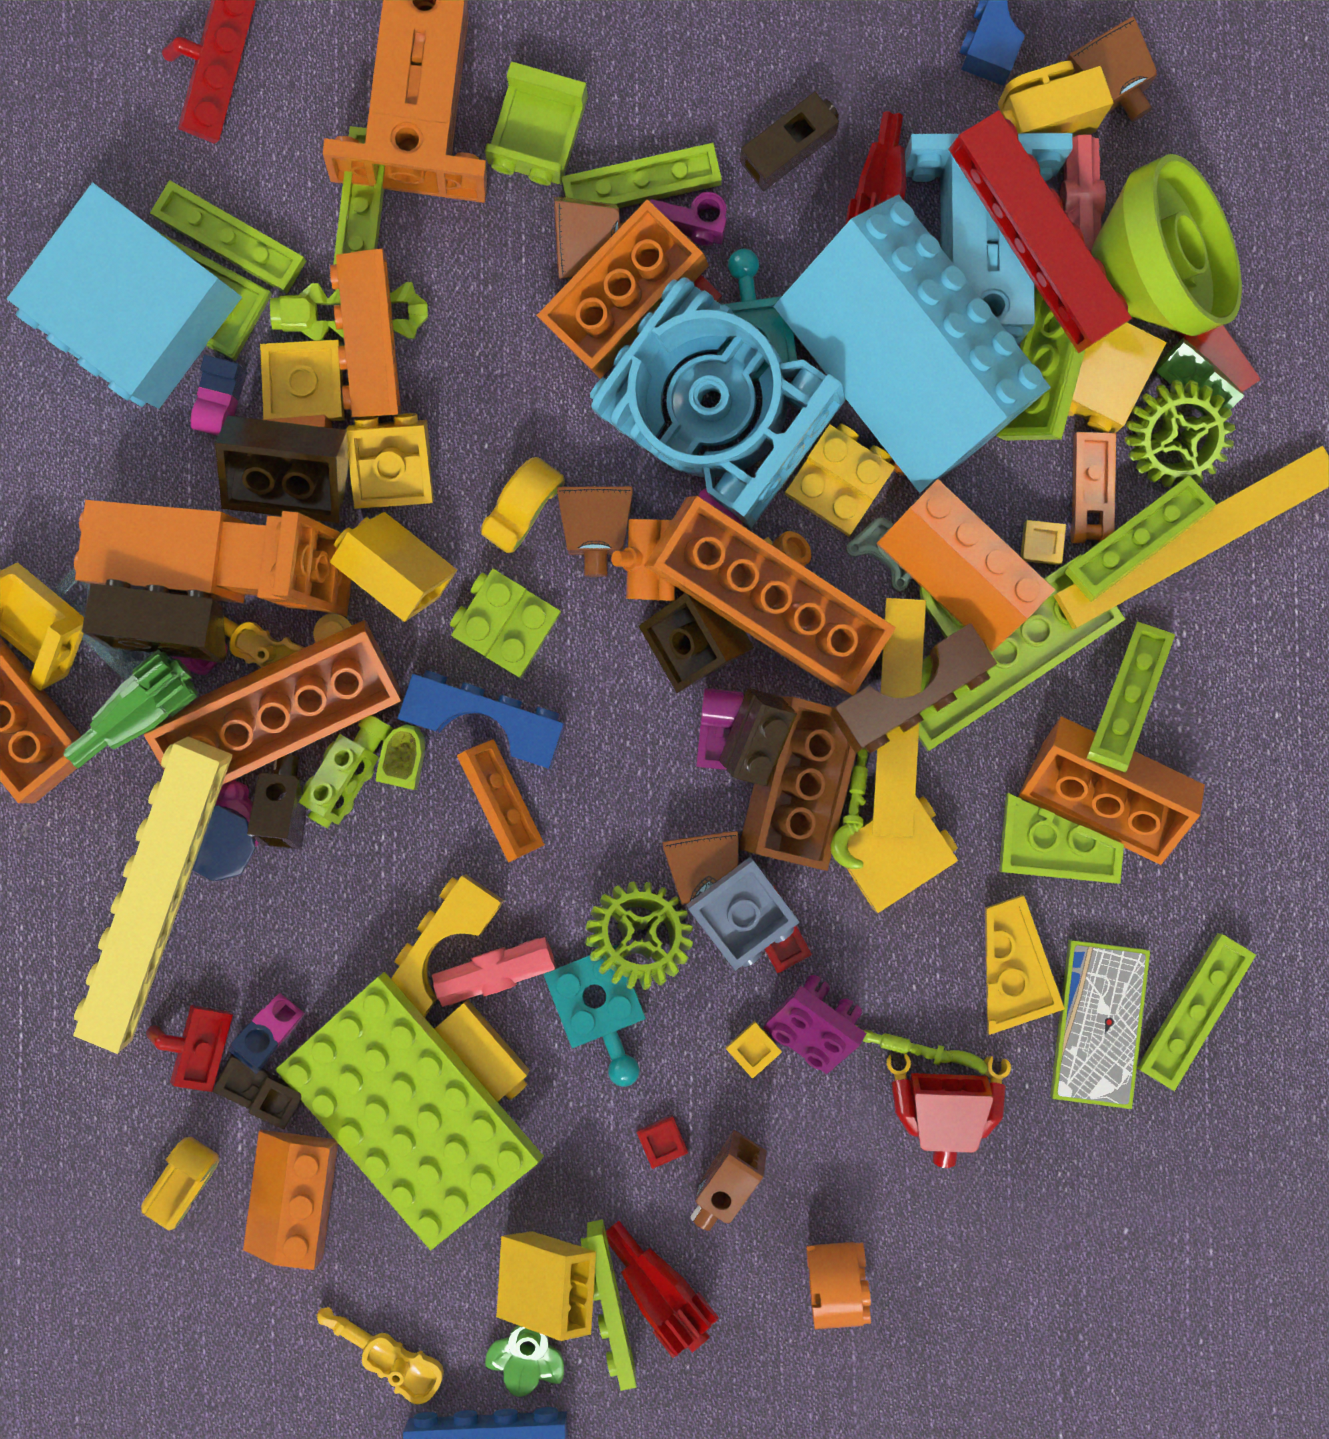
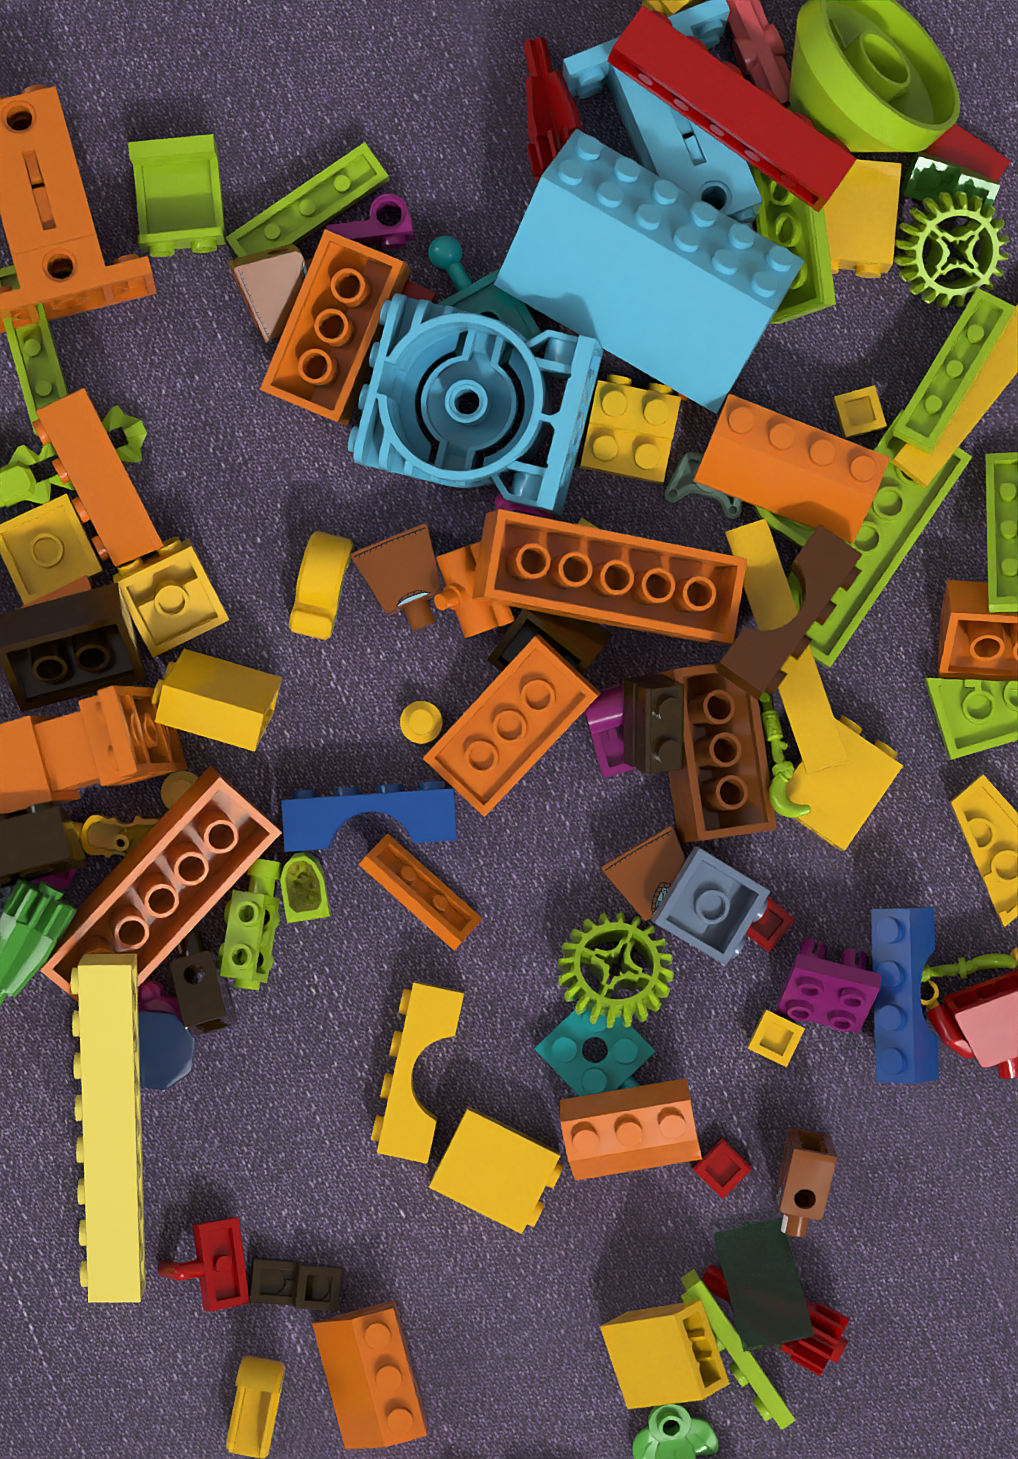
camera: 30 degrees left, 0 degrees up
(266, 1032) = (280, 1221): leg -> none
(409, 1112) = (457, 1240): lime plate -> none
(493, 971) = (483, 1066): coral piece -> none
(504, 622) = (351, 711): lime plate -> none
(560, 656) = (421, 722): none -> yellow plate
(595, 1076) = (629, 1129): none -> orange slope
(635, 689) = (511, 725): none -> orange plate
(655, 1259) = (763, 1285): none -> clear green piece
(790, 140) = (441, 108): dark brown brick -> none
(794, 546) = (611, 518): orange tile -> none
(838, 1285) = (955, 1236): orange brick -> none
(862, 1096) = (903, 1042): none -> blue arch
(1093, 485) = (886, 335): orange plate -> none

